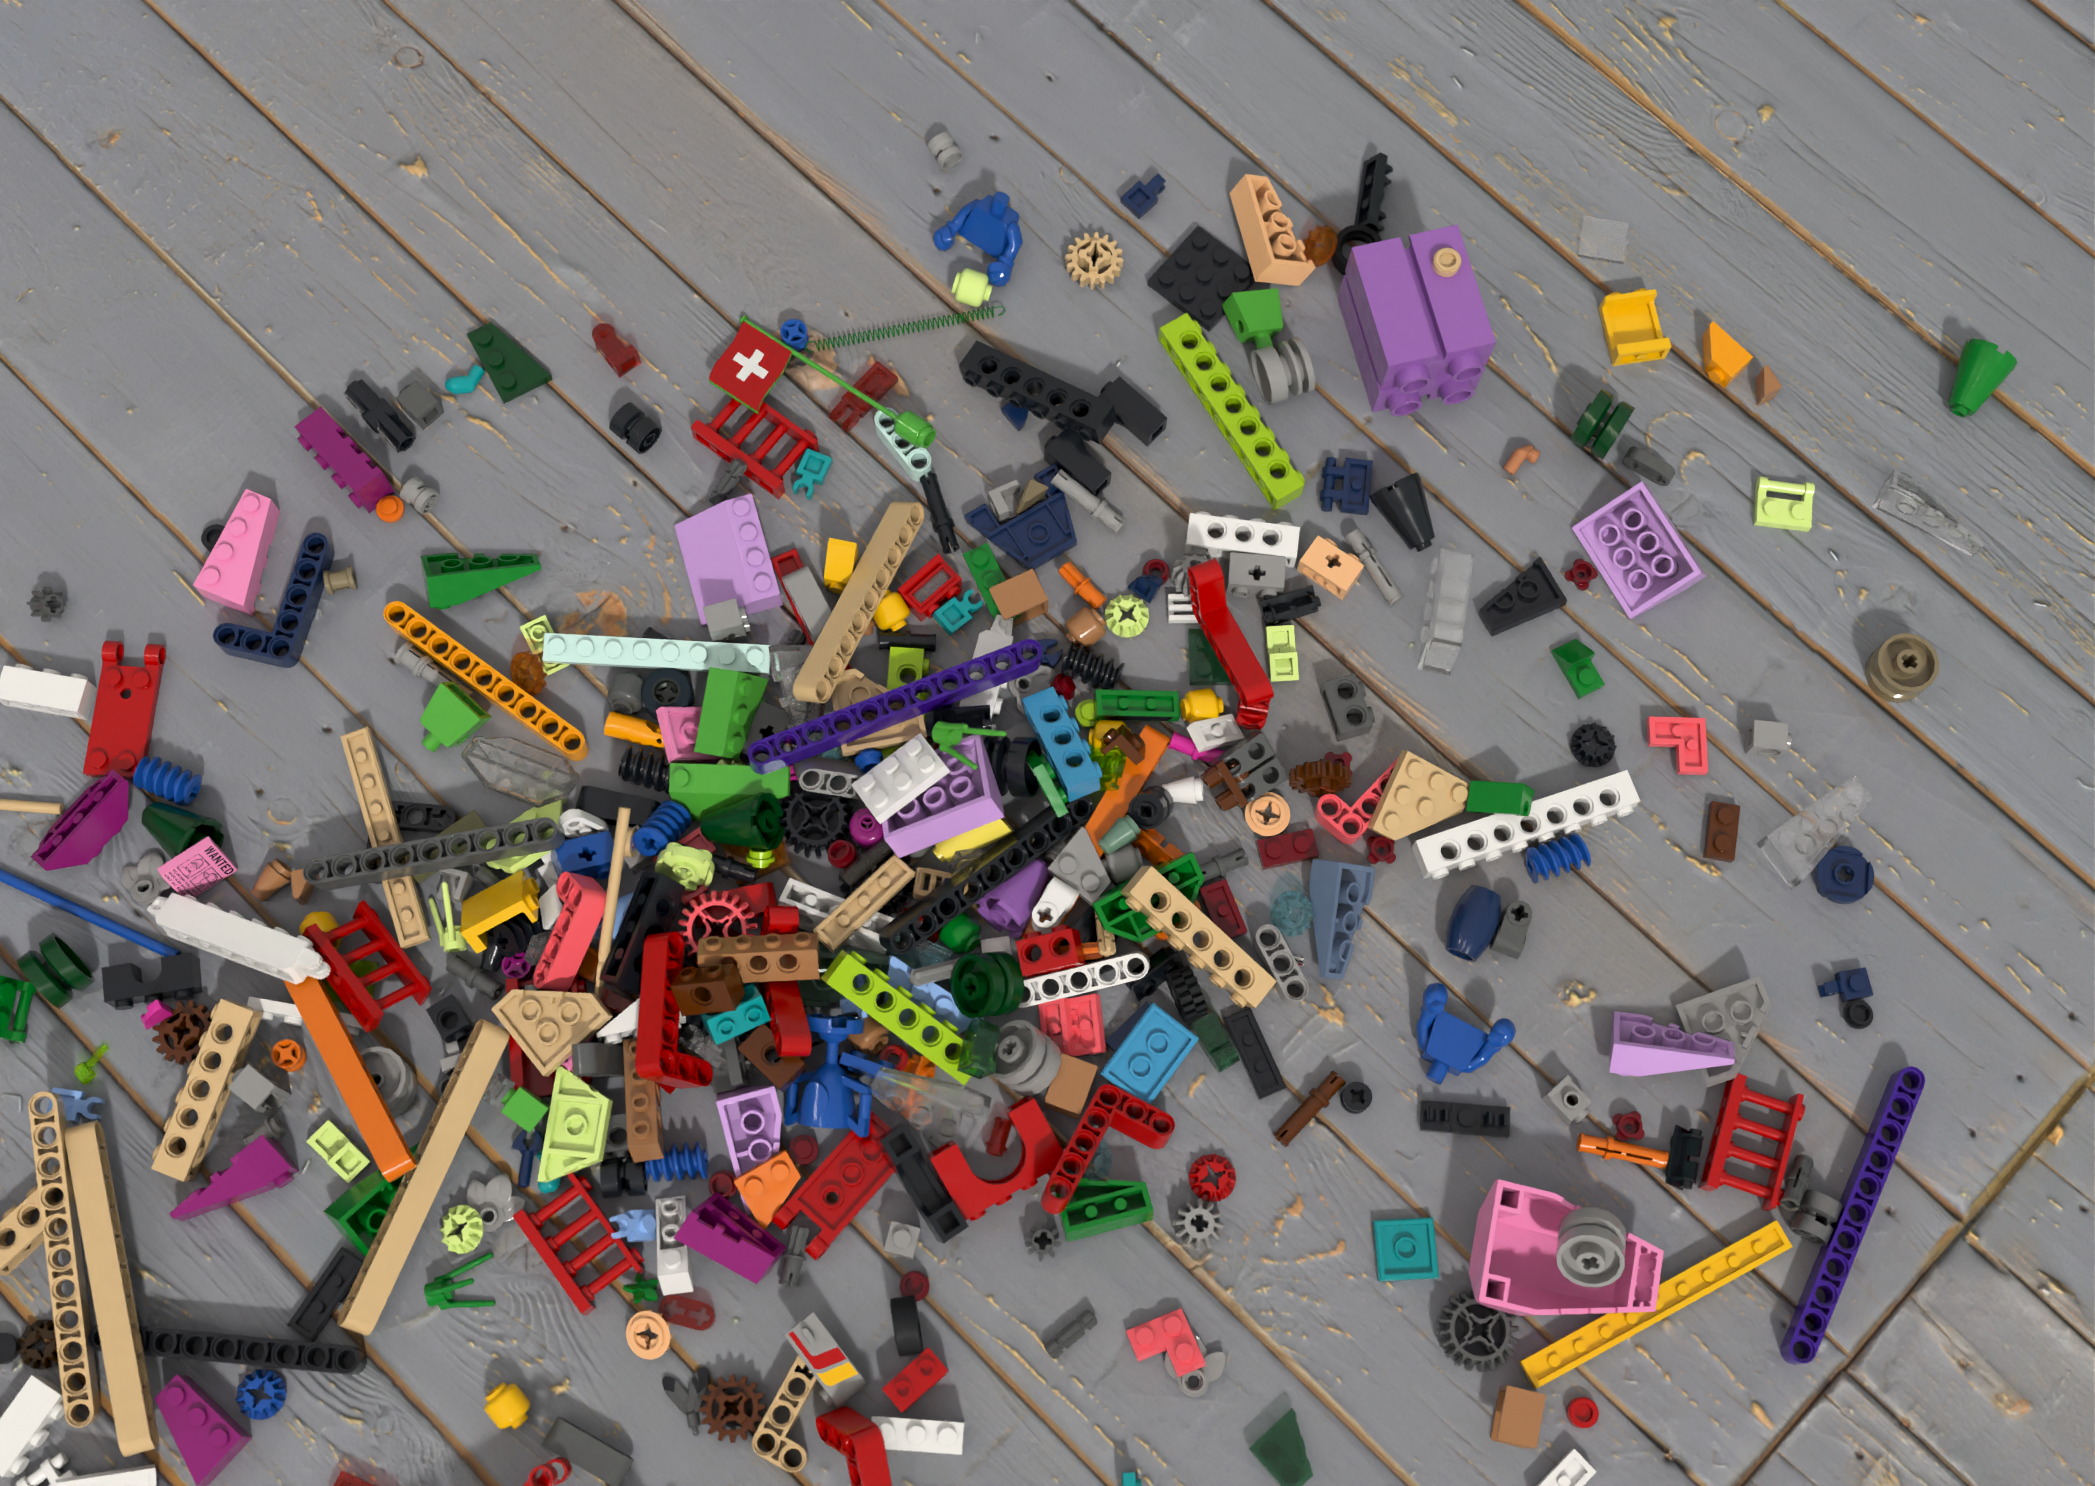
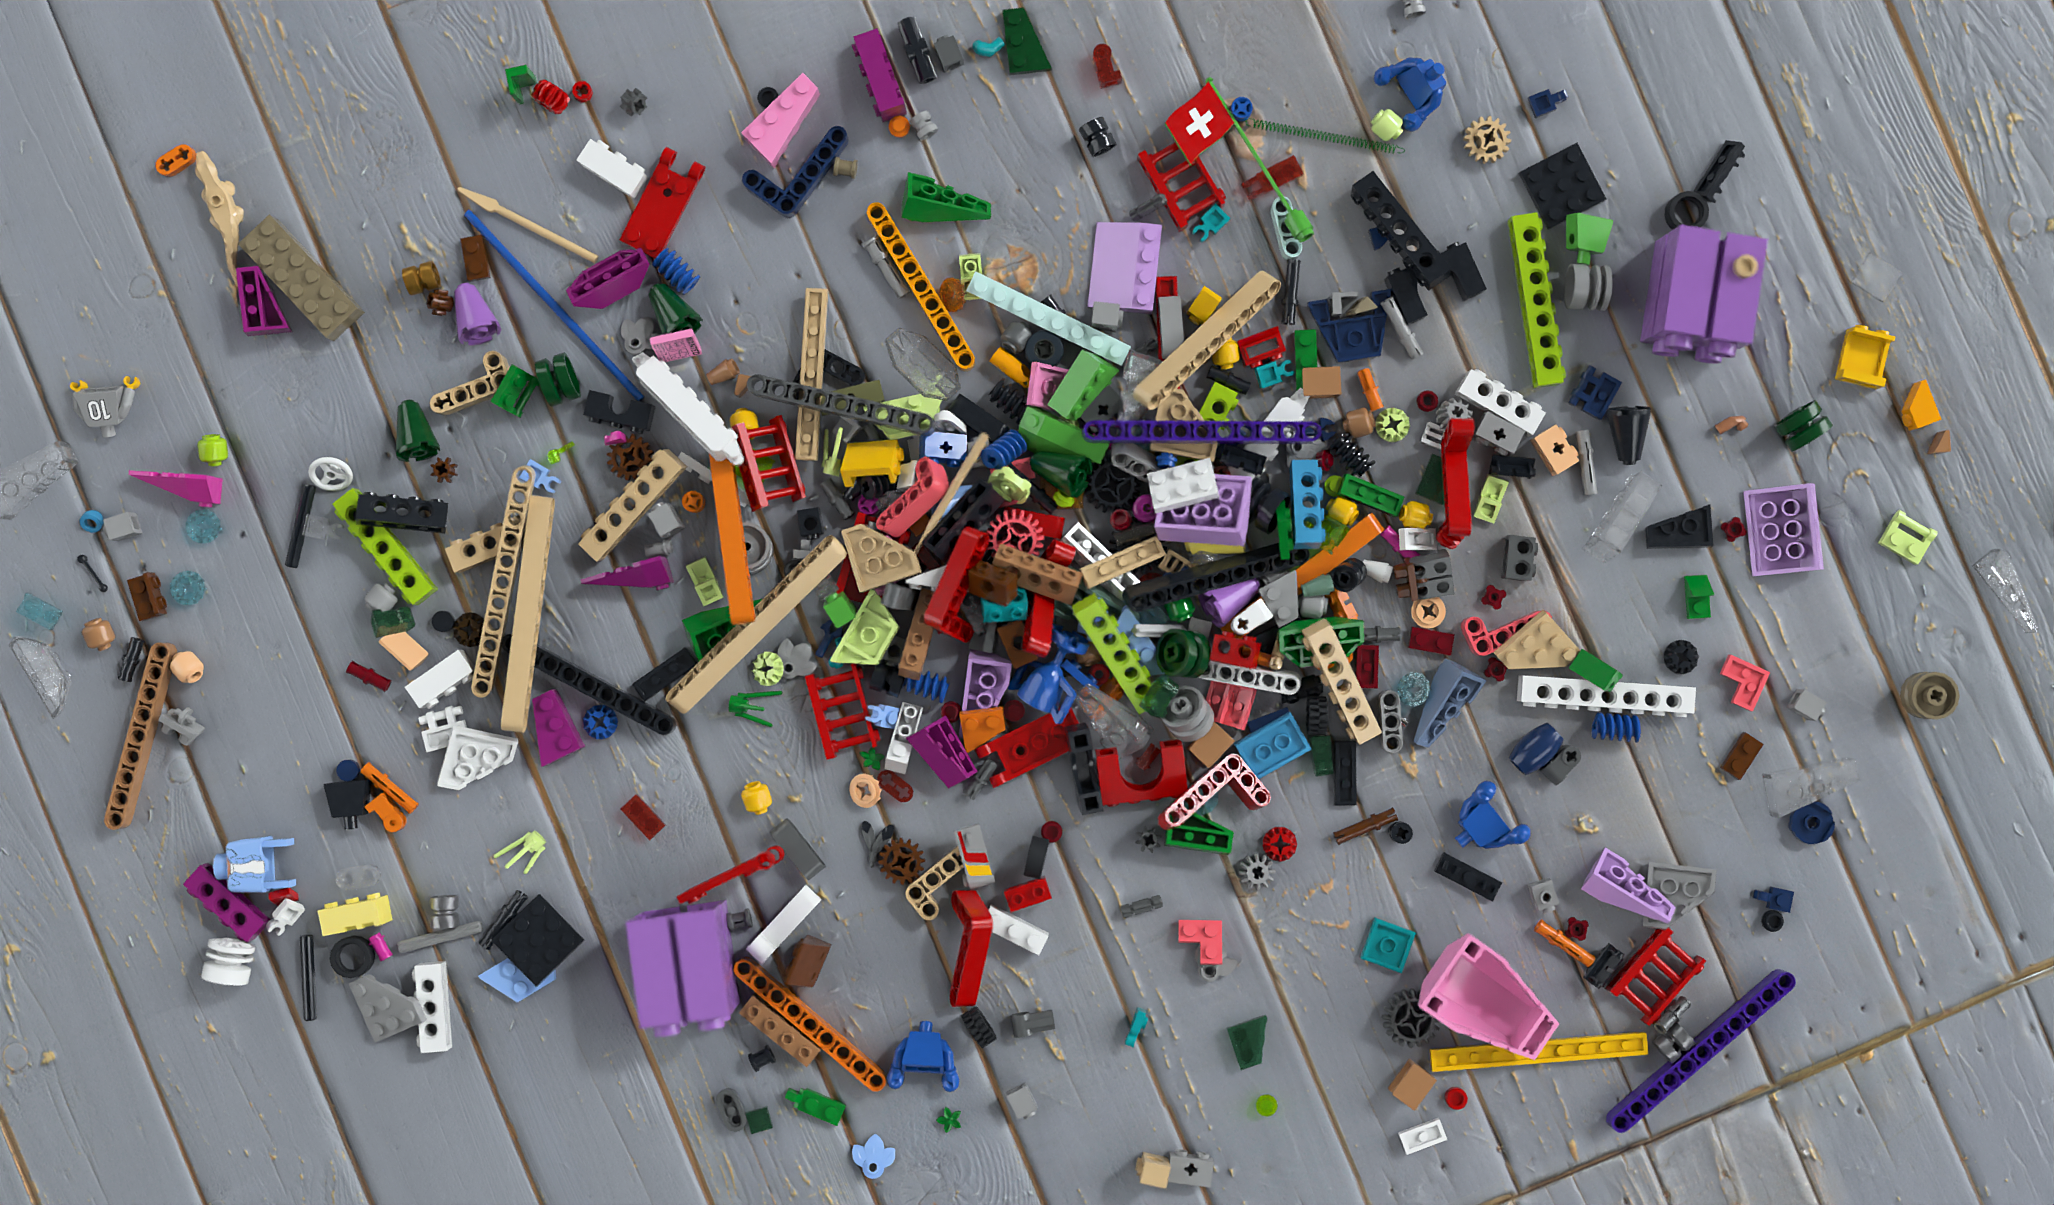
camera: 25 degrees right, 15 degrees up
(451, 717) = (887, 305): bright green torso -> none
(902, 1240) = (1055, 800): light grey brick -> none
(951, 734) = (1231, 470): bright green plant -> none
(1130, 744) = (1351, 522): reddish brown bracket -> none
(1146, 587) = (1415, 409): dark blue tile -> none
(1267, 234) = (1625, 172): light nougat wedge -> none
(1319, 778) = (1476, 603): reddish brown gear -> none
(1325, 236) = (1668, 193): clear orange gear -> none
(1591, 1247) = (1511, 1003): light grey wheel -> none
(1649, 466) = (1822, 469): dark grey beam -> none

